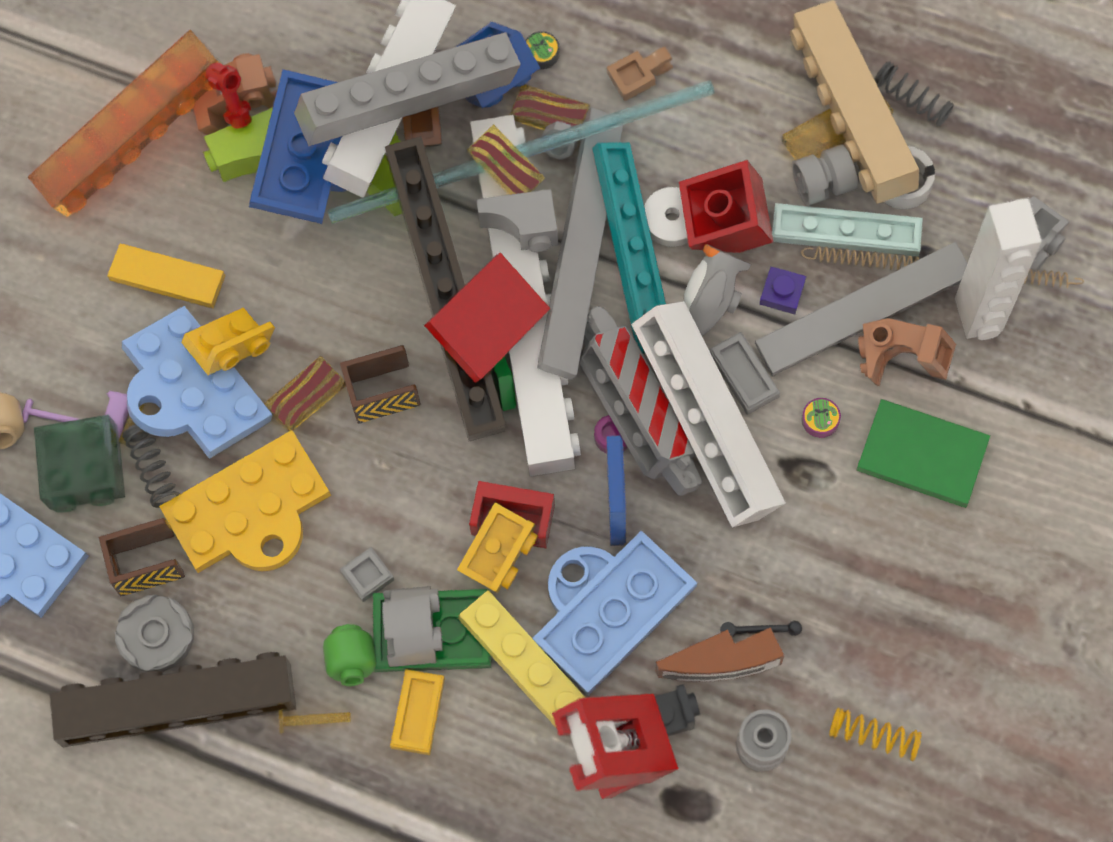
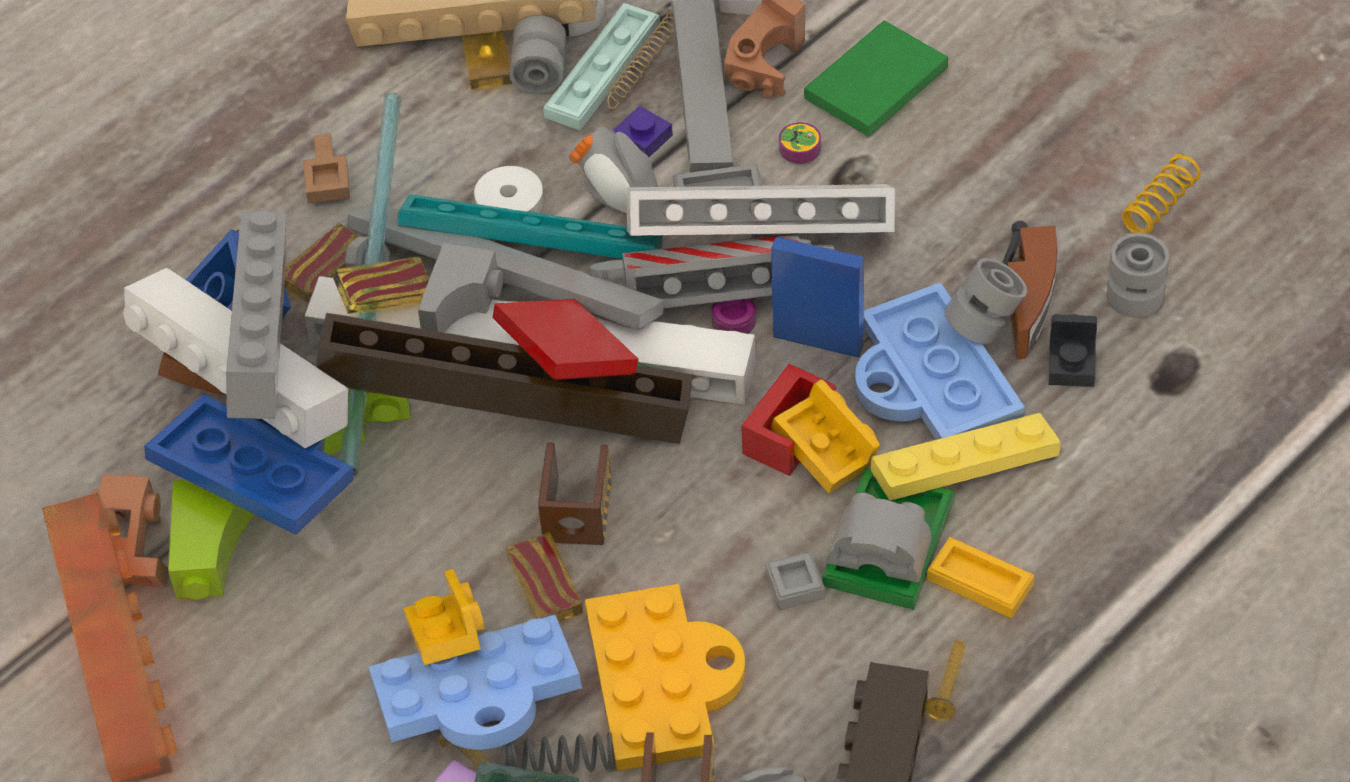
camera: 70 degrees left, 20 degrees down
(166, 275) = (315, 680): yellow tile -> none
(228, 81) = (130, 493): red bar -> none
(349, 655) = (889, 613): bright green head -> none
(616, 742) = (1102, 387): red brick -> none
(672, 625) = (985, 301): none -> light grey wheel
(726, 209) = (532, 134): red slope -> none

